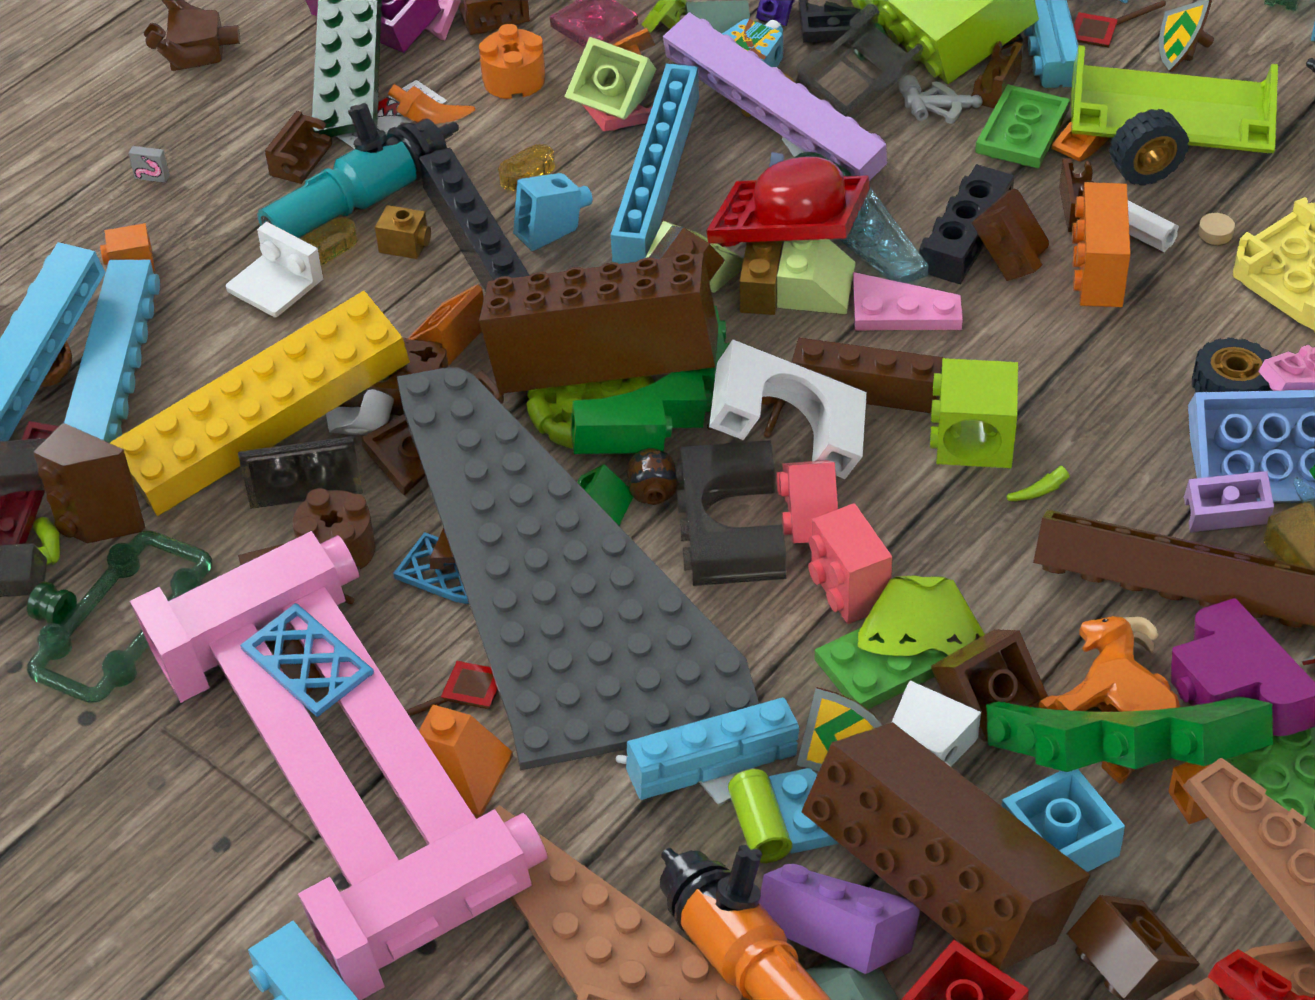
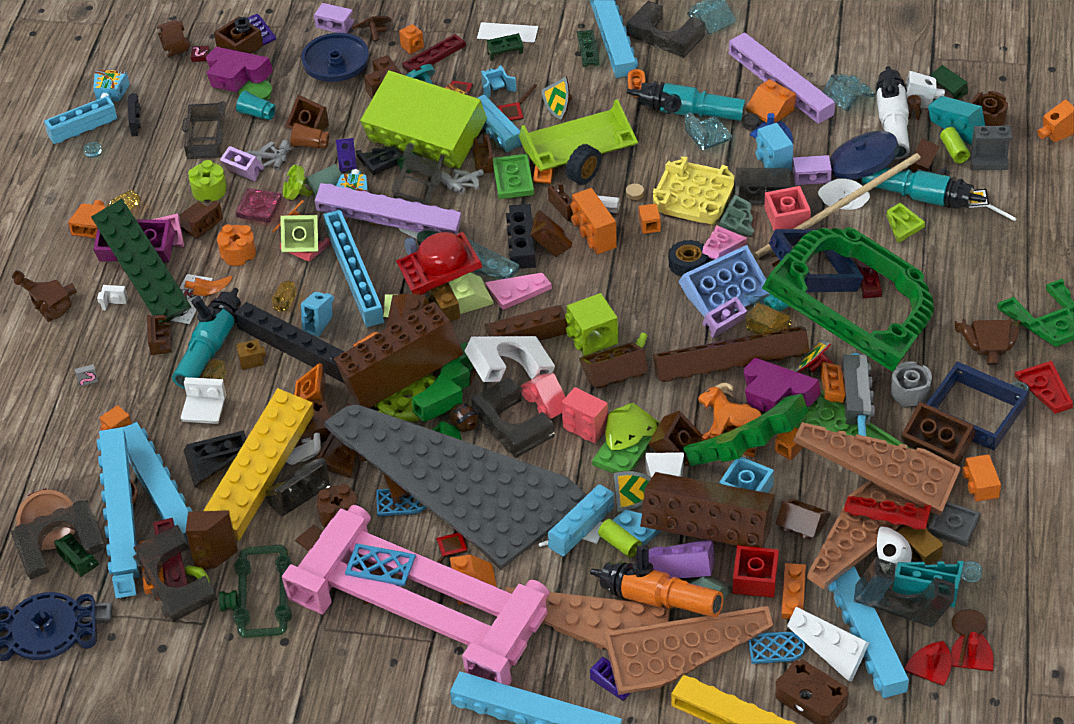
camera: 30 degrees left, 0 degrees up
(203, 354) = (212, 455): none -> black wedge
(279, 64) = (112, 294): none -> white bracket
(970, 500) = (614, 364): none -> reddish brown slope
(1207, 279) = (649, 218): none -> orange brick

